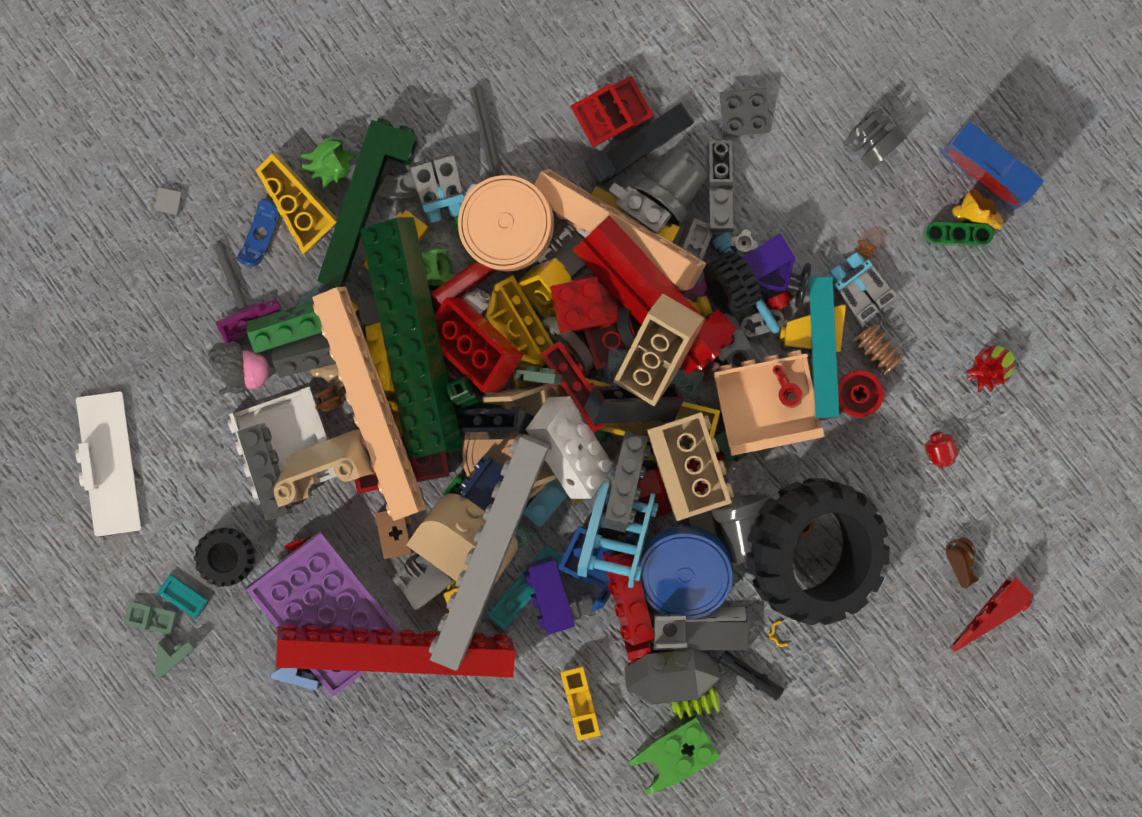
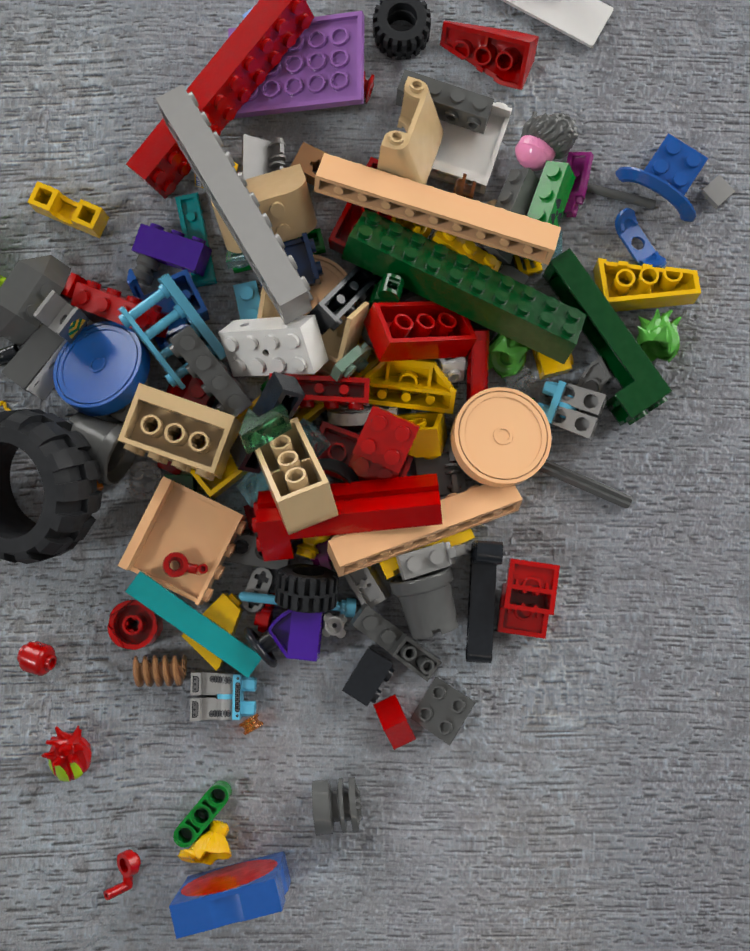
camera: 130 degrees right, 5 degrees down
(185, 463) = (495, 51): none -> red wedge
(188, 249) = (669, 174): none -> blue piece
(645, 397) = (261, 430): none -> clear green slope
(763, 187) = (368, 676): none -> black brick
(781, 142) = (394, 721): none -> red slope
(1038, 260) = (128, 865): none -> red plate

